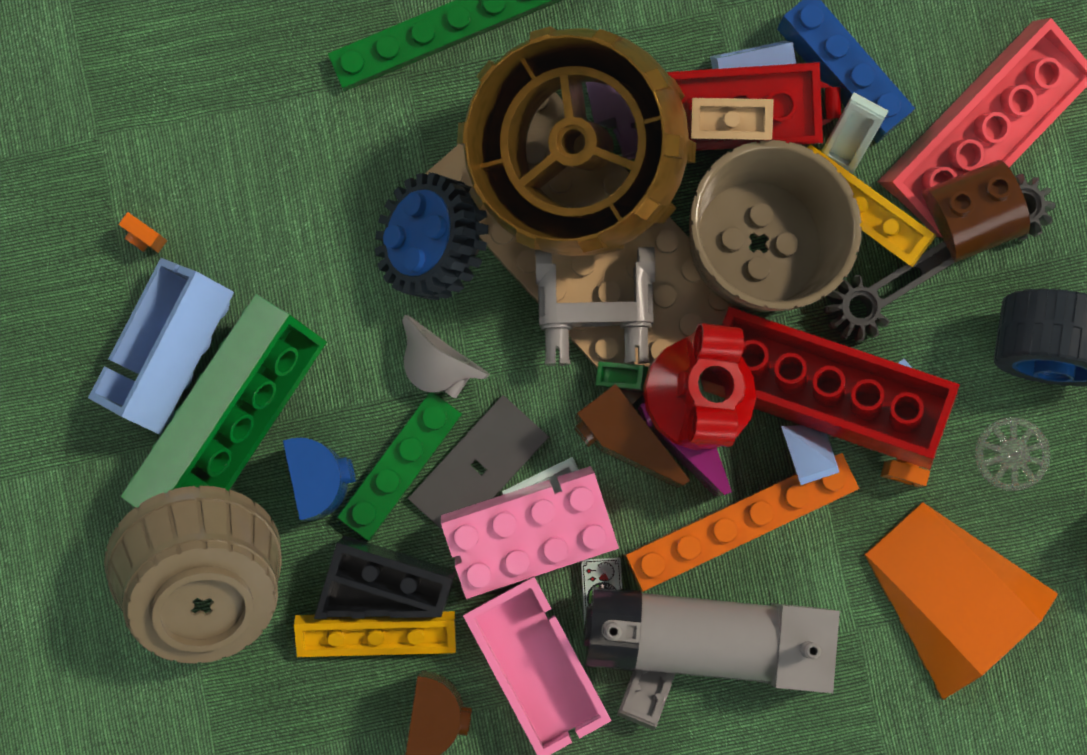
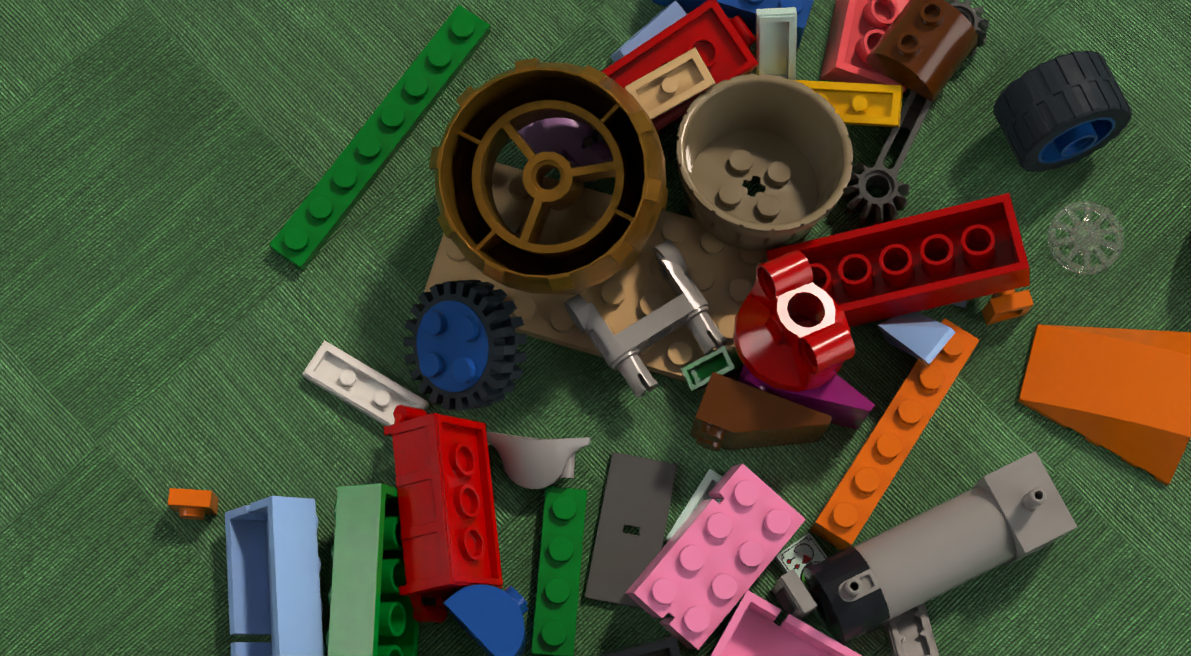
camera: 30 degrees left, 10 degrees down
(333, 360) = (443, 507): none -> red container
(335, 222) = (359, 384): none -> white tile
(570, 604) = (793, 595): none -> light grey tile

